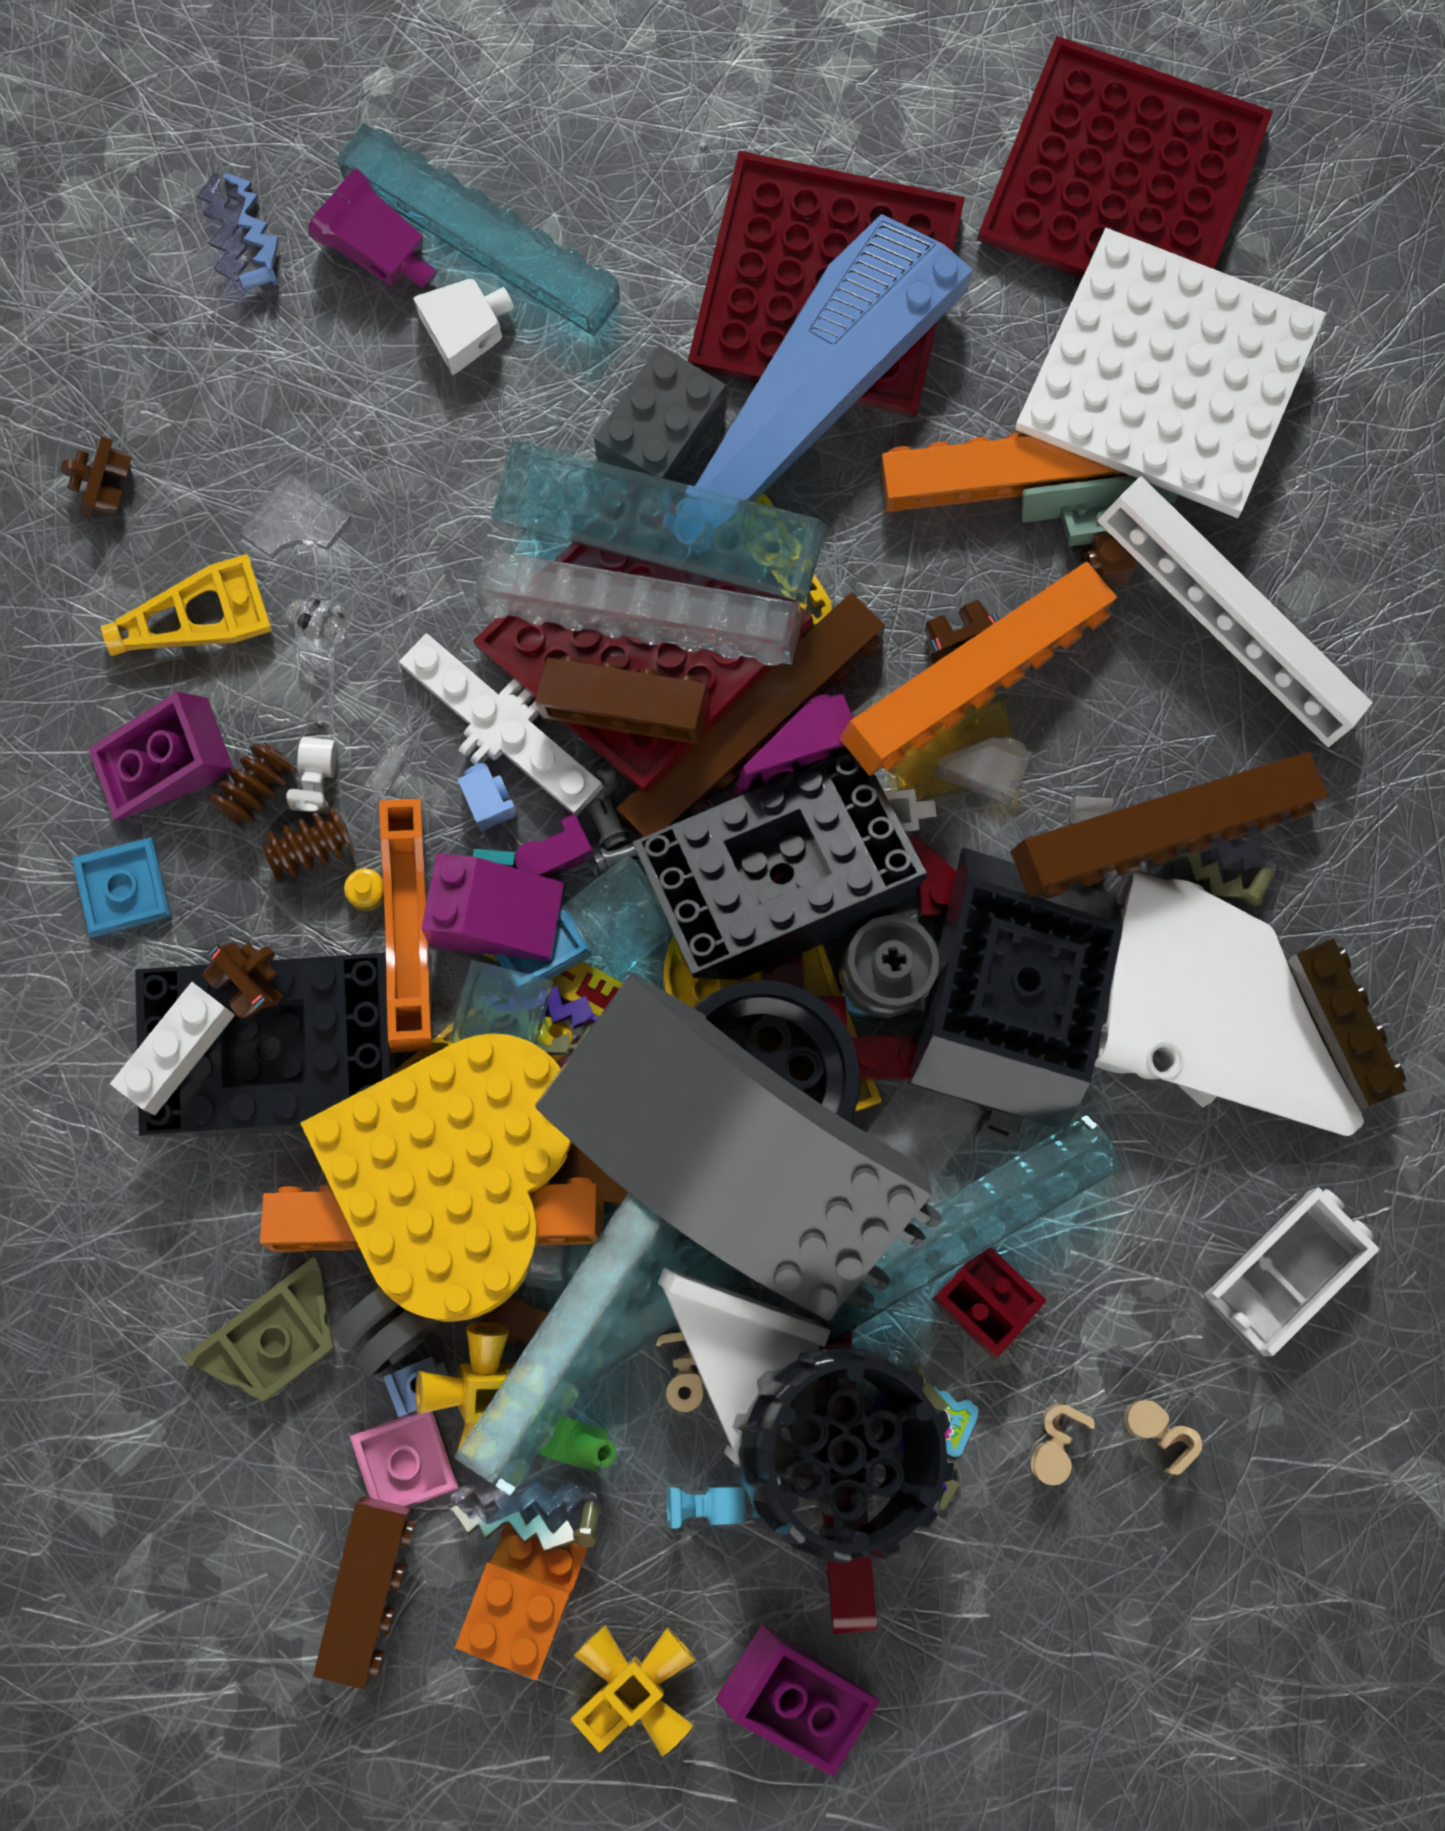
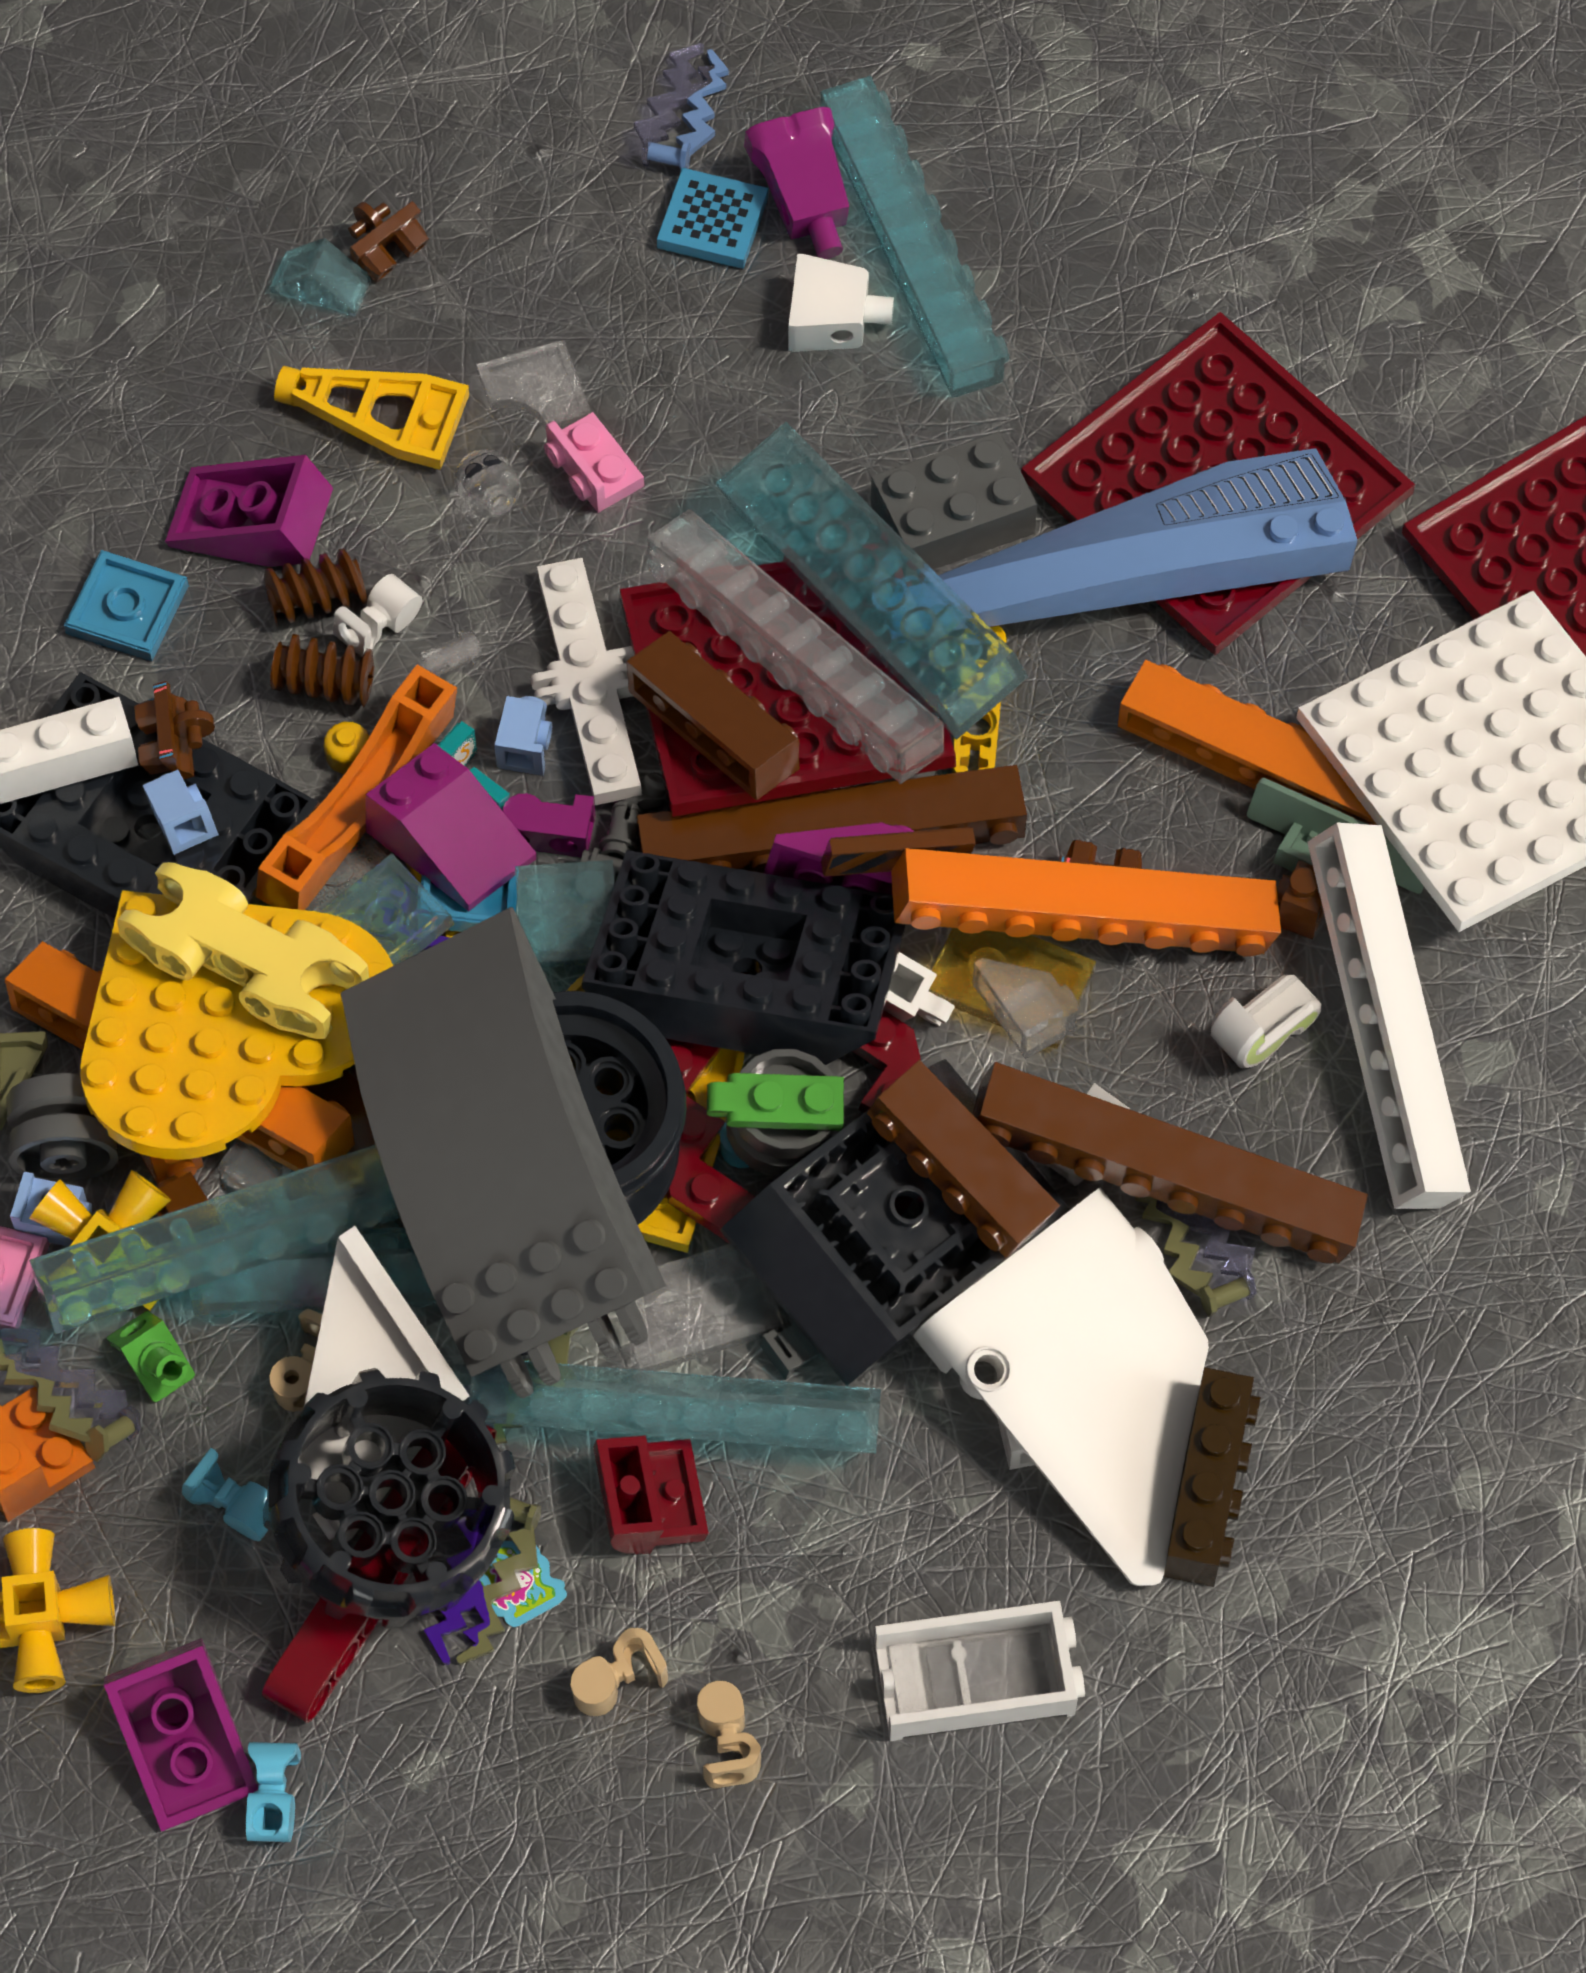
camera: 35 degrees right, 15 degrees down
(73, 537) = (321, 277): none -> clear light blue slope
(296, 1034) = (180, 811): none -> light blue brick
(324, 306) = (712, 218): none -> dark azure tile
(378, 552) = (593, 461): none -> bright pink bracket
(446, 837) = (460, 743): none -> teal tile
(460, 1114) = (270, 965): none -> light yellow piece
(833, 727) = (882, 851): none -> reddish brown tile
(893, 968) = (778, 1101): none -> bright green hinge
(898, 1707) = (271, 1809): none -> medium azure leg
(1046, 924) = (962, 1159): none -> reddish brown brick
(1148, 668) = (1266, 1022): none -> white animal

